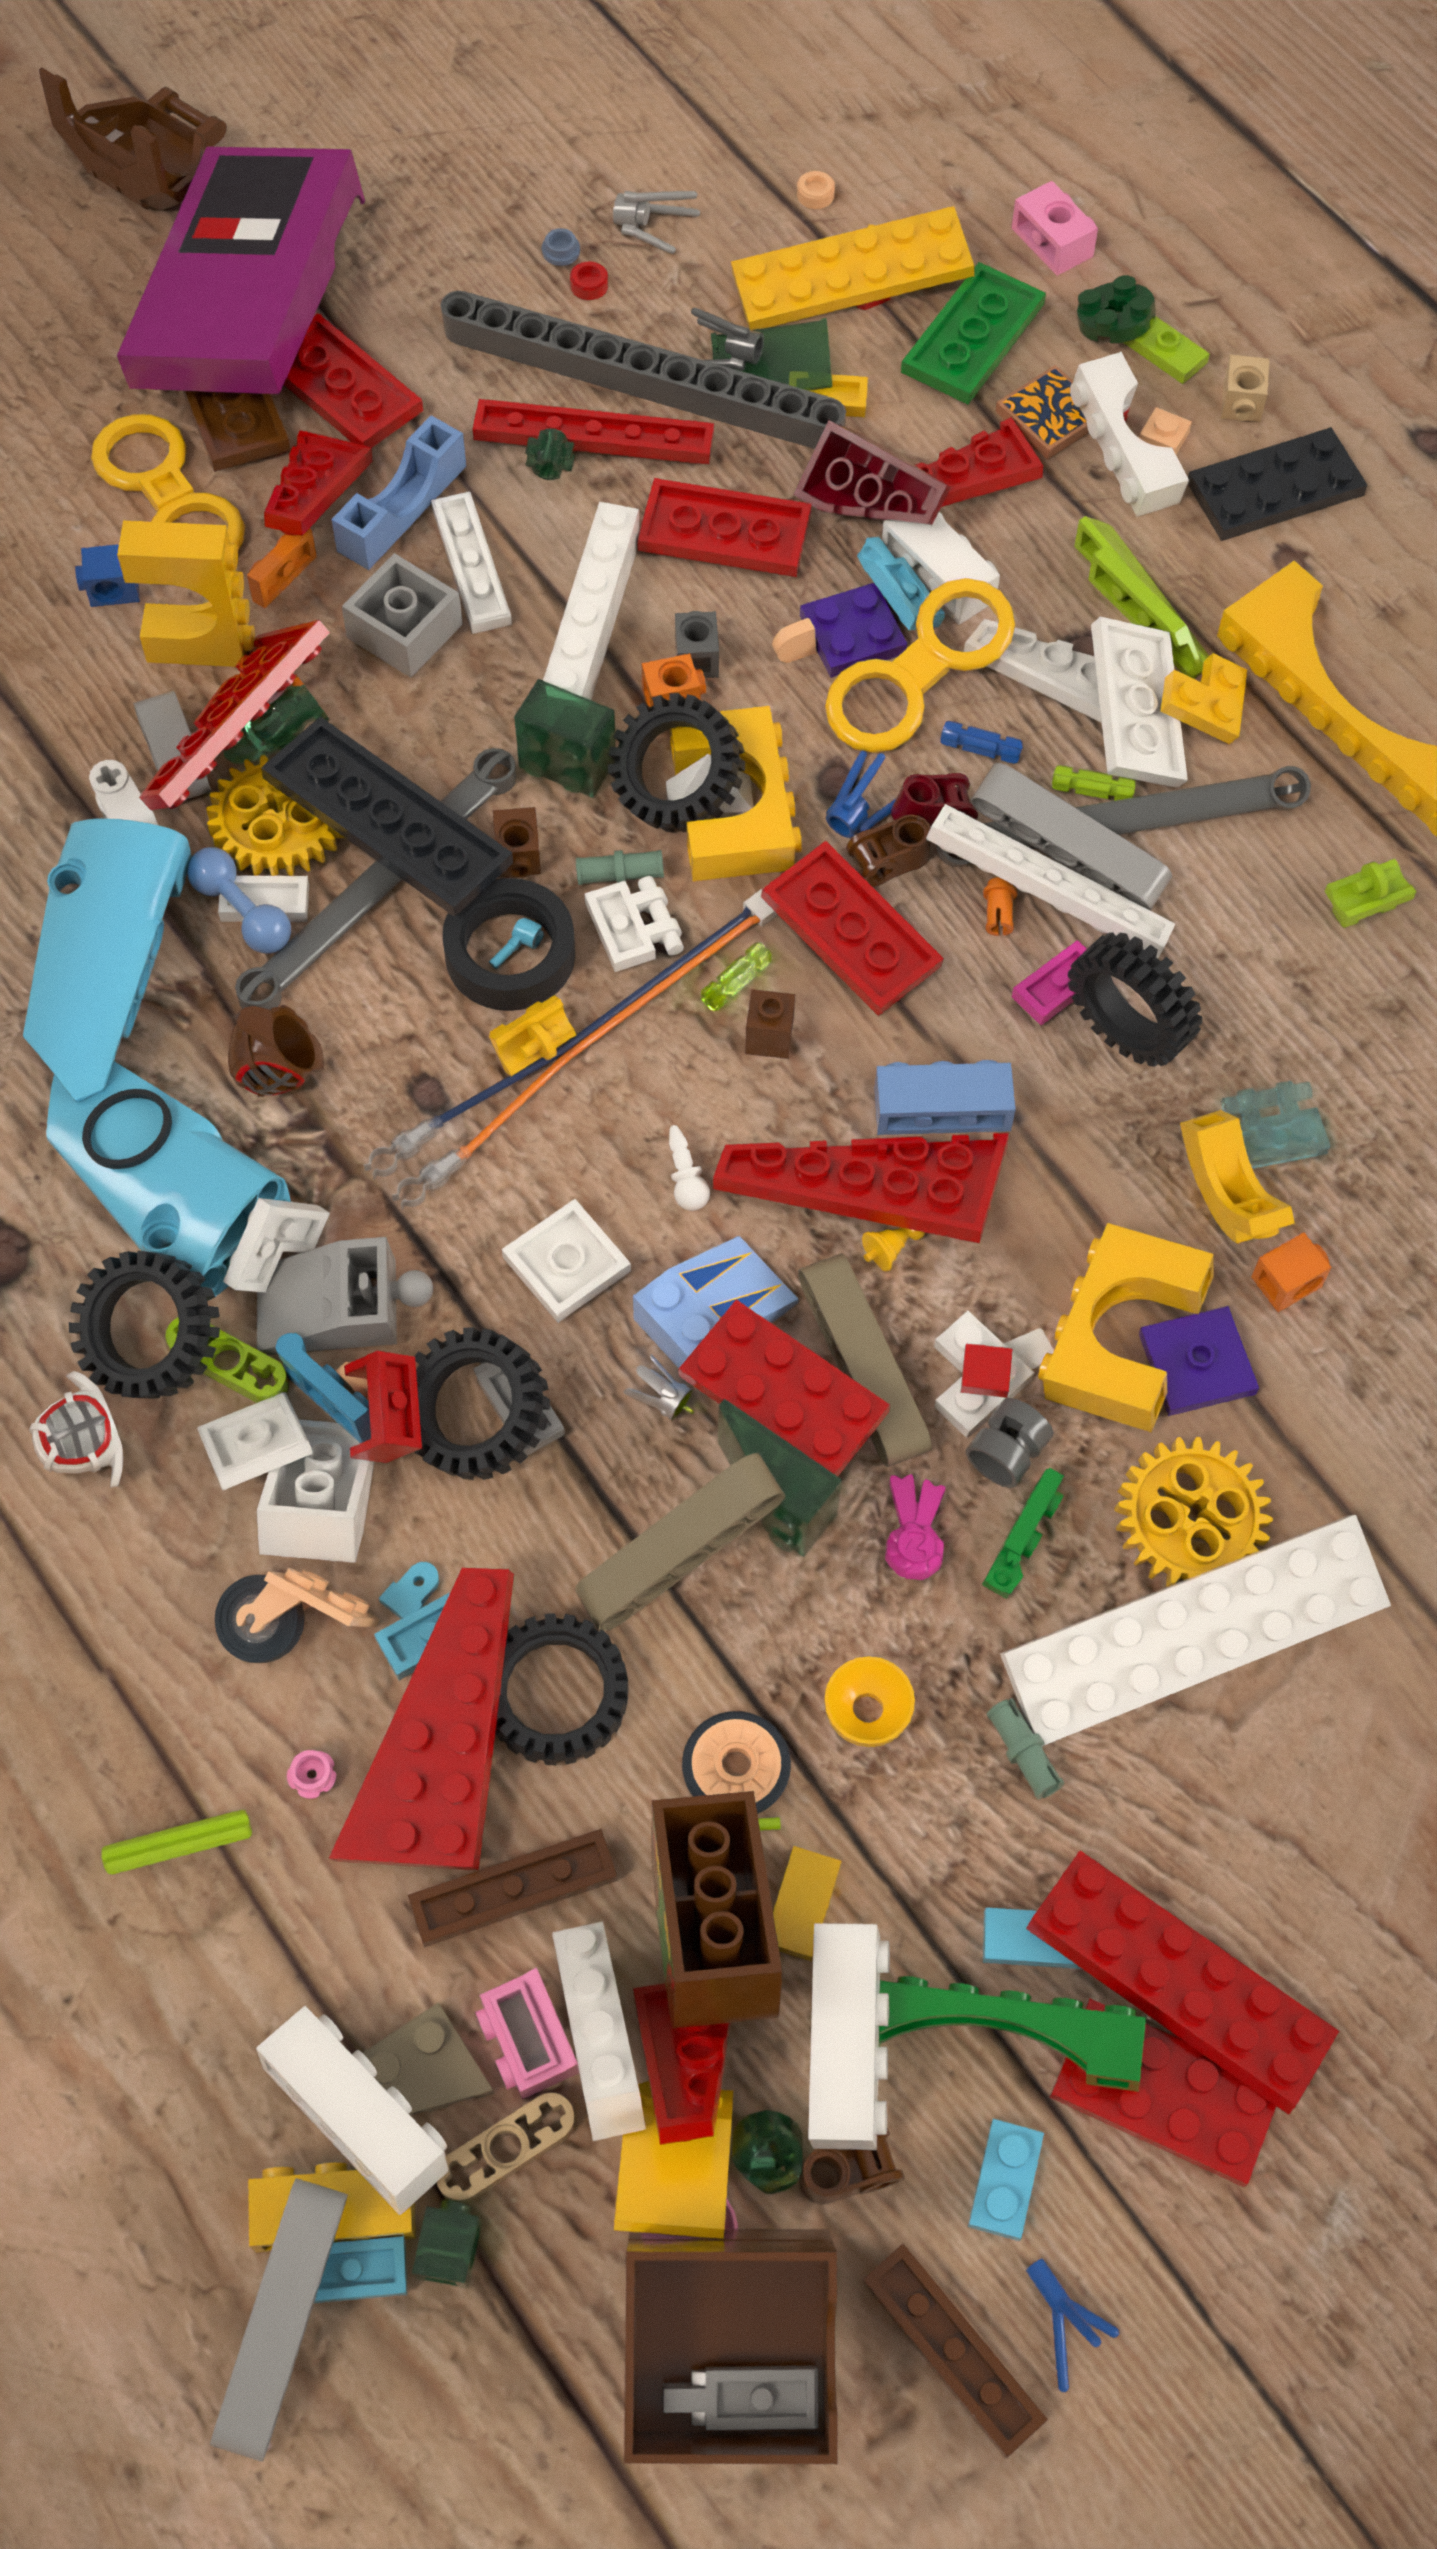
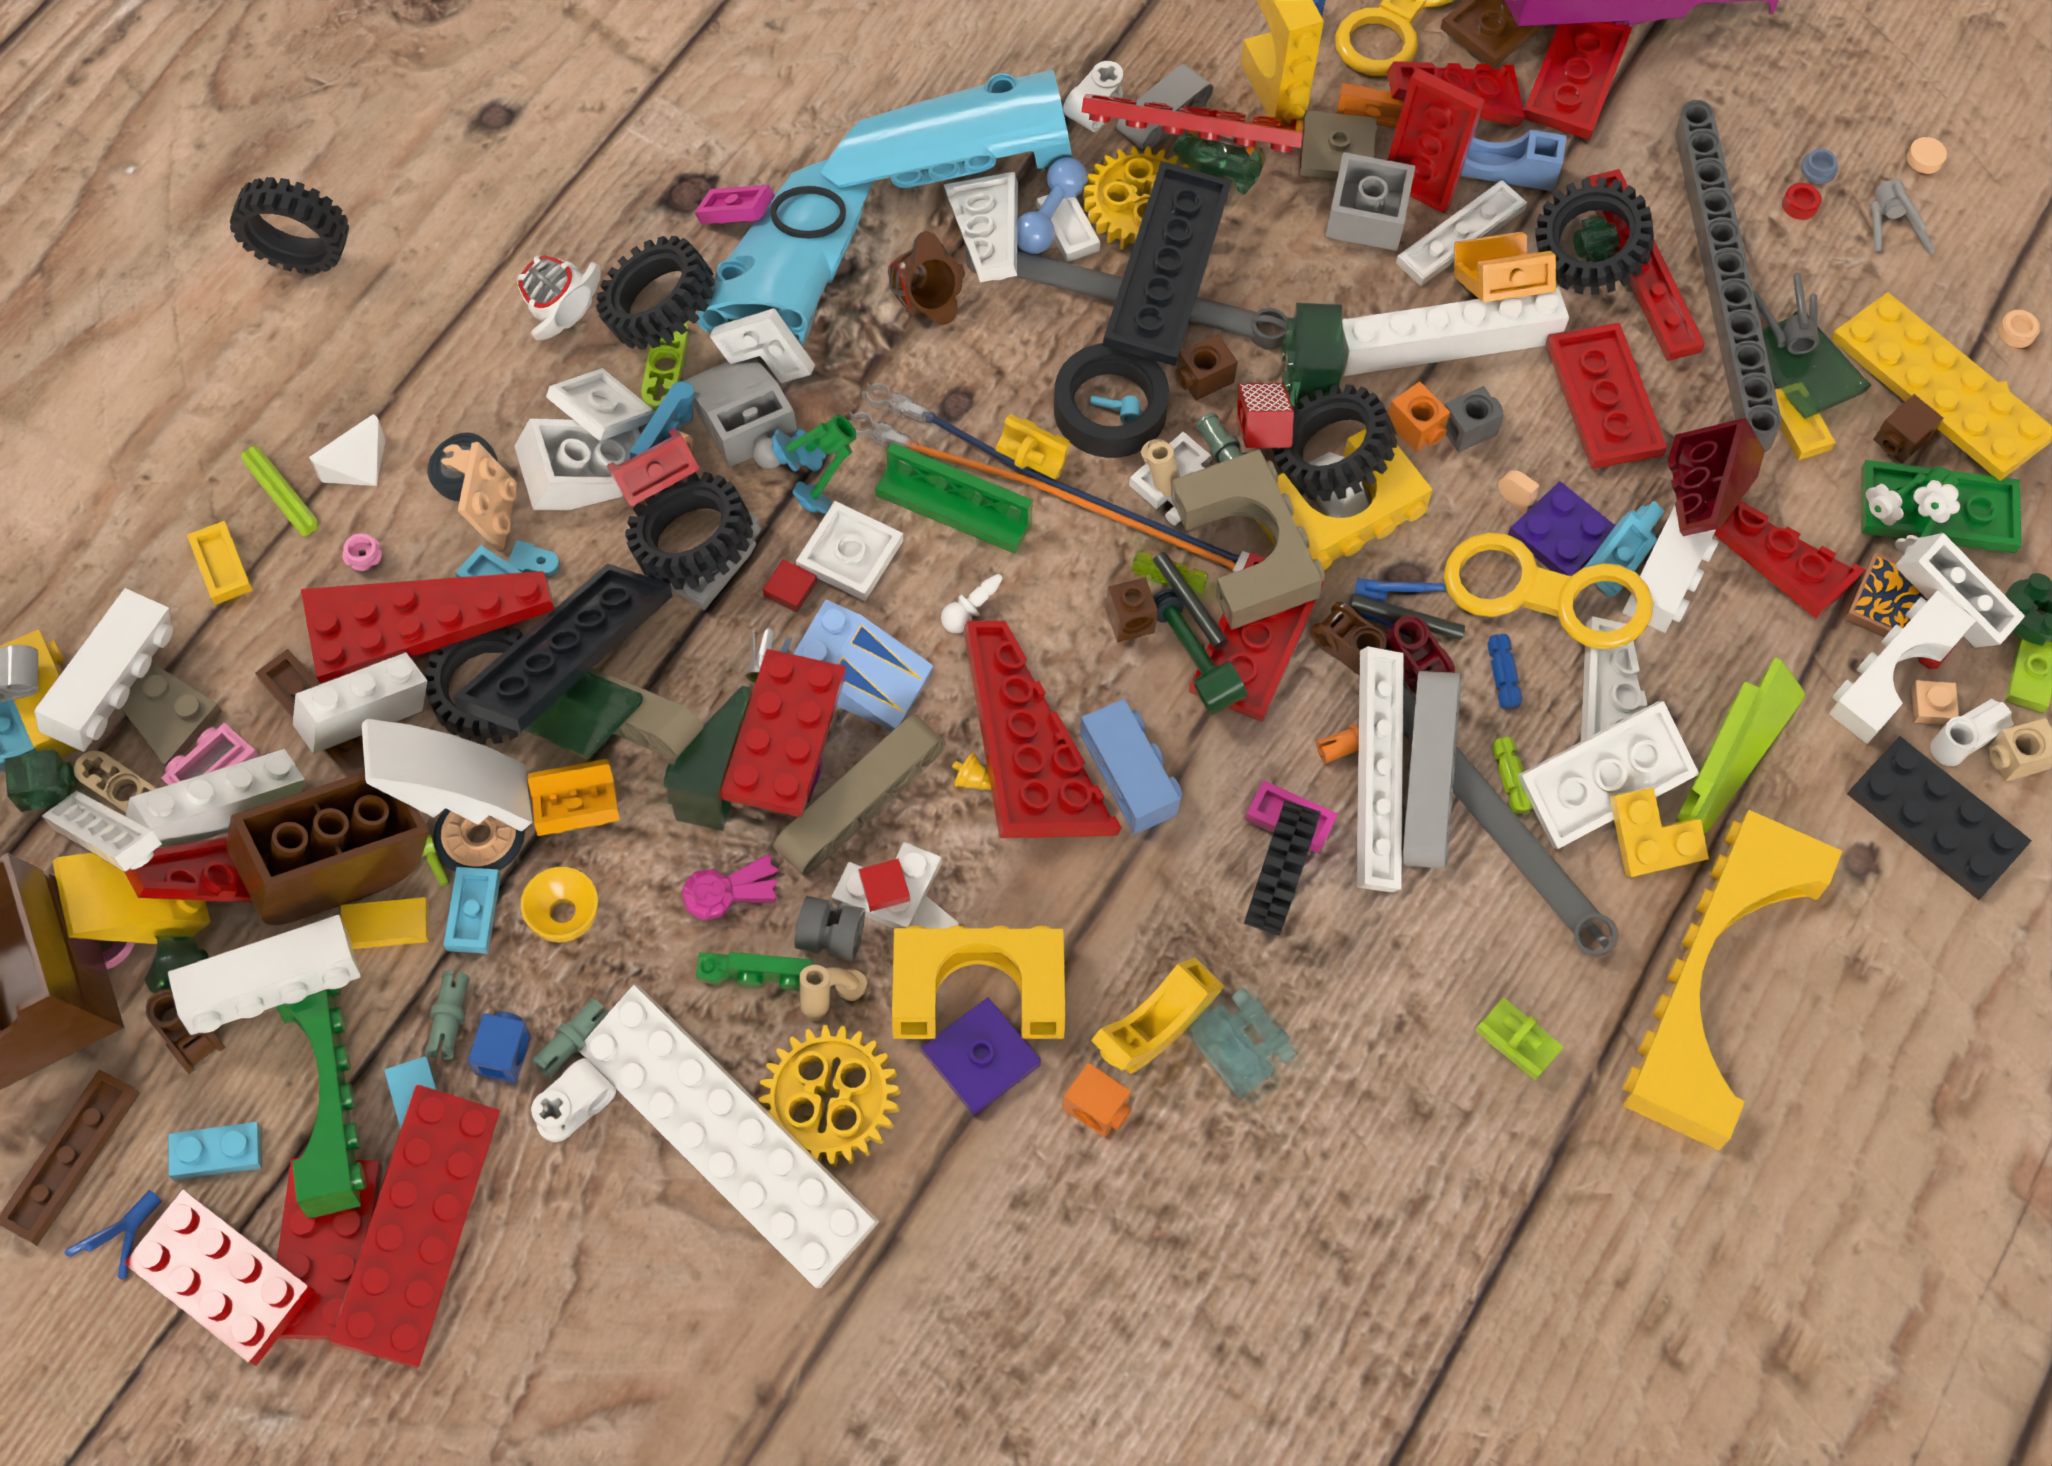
camera: 65 degrees right, 0 degrees up
(61, 1205) = (734, 204): none -> dark pink plate
(180, 1739) = (353, 456): none -> white slope
(232, 962) = (988, 222): none -> white wing
(240, 1944) = (219, 562): none -> yellow tile
(305, 601) = (1329, 136): none -> dark tan plate
(385, 509) = (1435, 136): none -> red plate
(441, 1209) = (810, 450): none -> plant
(531, 1828) = (340, 706): none -> white brick
(537, 408) = (1603, 198): none -> black tyre
(551, 543) = (1502, 268): none -> light orange panel
(553, 1136) = (954, 499): none -> green fence
(573, 1579) = (562, 647): none -> black plate
(576, 1337) = (789, 585): none -> red tile
(593, 165) = (1926, 155): none -> light nougat tile
(598, 2158) = (103, 831): none -> white plate
(611, 810) = (1265, 415): none -> panel
(632, 908) = (1162, 464): none -> tan plant
(663, 1588) = (586, 715): none -> clear green piece
(680, 1754) = (446, 772): none -> white slope
(706, 849) = (1250, 489): none -> dark tan arch
(744, 1646) = (573, 797): none -> light orange bracket
(789, 964) = (1190, 601): none -> pearl dark grey bar
(830, 1800) = (472, 910): none -> medium azure plate
(883, 316) = (1908, 428): none -> reddish brown brick
(887, 794) = (1394, 613): none -> pearl dark grey bar
(902, 977) = (1217, 685): none -> dark green piece
(946, 1868) = (447, 1015): none -> sand green pin
(973, 319) = (1934, 493): none -> white plant
(1008, 1823) = (500, 1047): none -> blue brick
(1057, 349) = (1940, 565): none -> white brick
(1080, 1470) = (816, 984): none -> tan plant
(1097, 1764) = (574, 1096): none -> white piece
(1166, 2214) = (219, 1277): none -> plate
(1210, 418) = (1970, 732): none -> white piece

